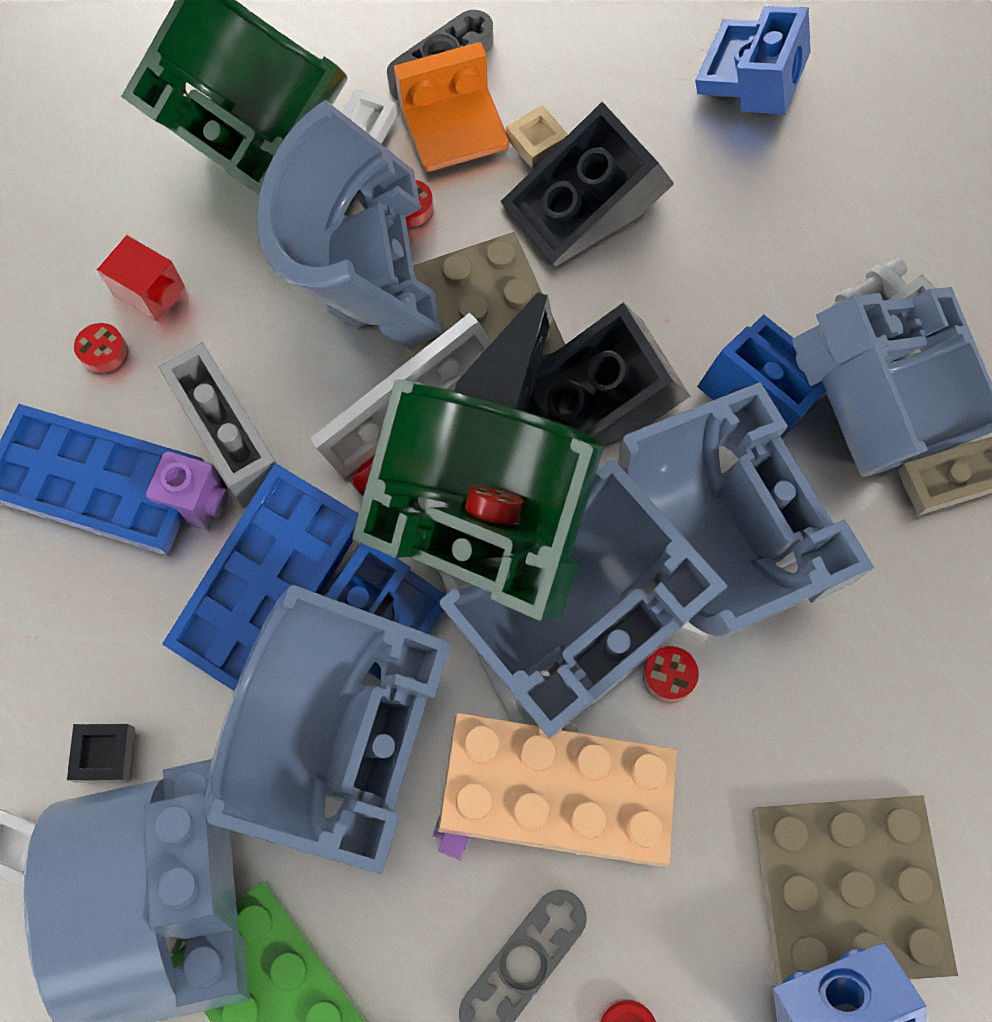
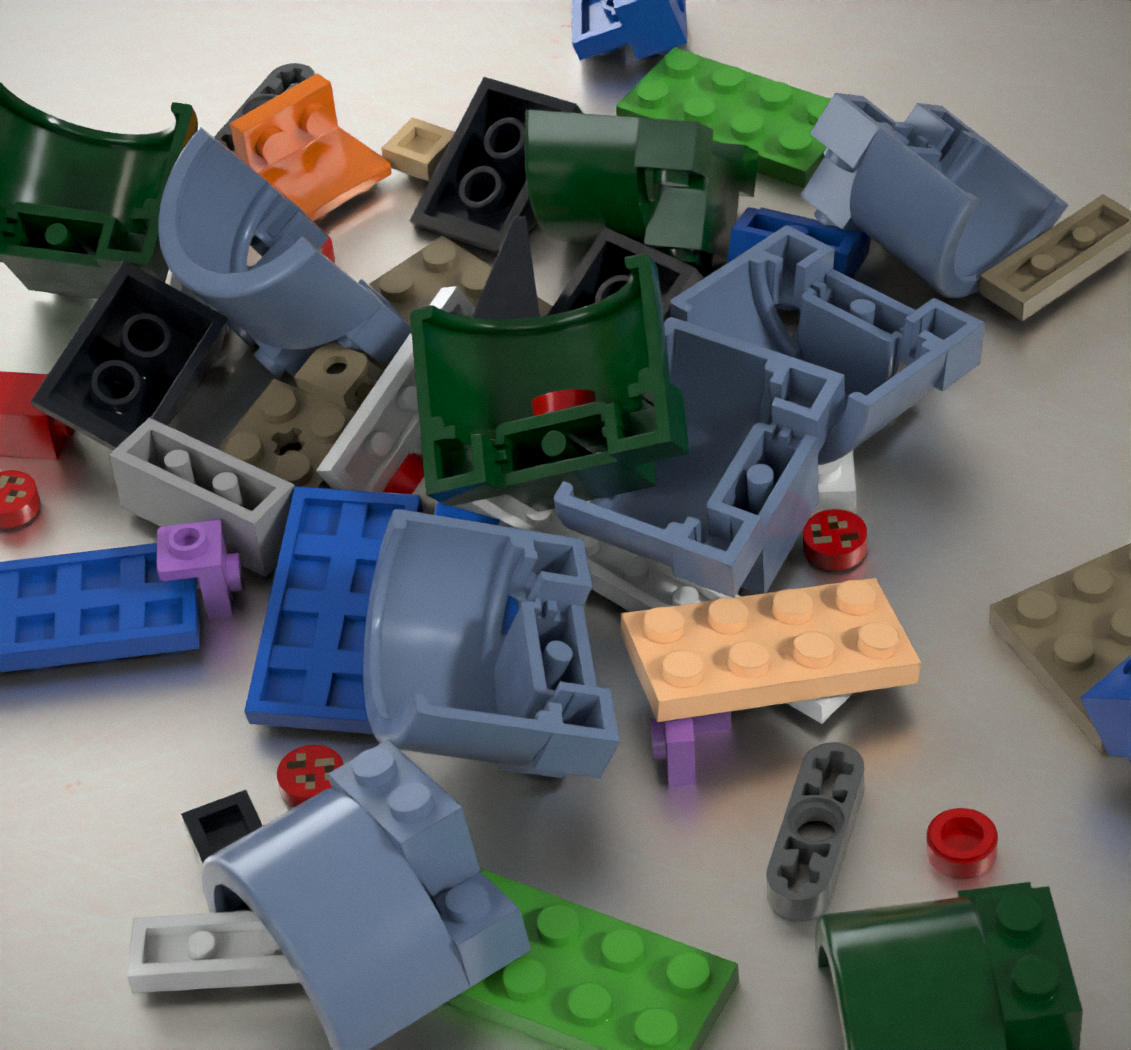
camera: 20 degrees left, 25 degrees down
(187, 722) = (305, 772): none -> red tile
(212, 277) = (132, 358): none -> black slope
(342, 366) = (307, 414): none -> dark tan plate
(674, 268) = (639, 178): none -> dark green piece
(793, 204) = (738, 107): none -> bright green plate

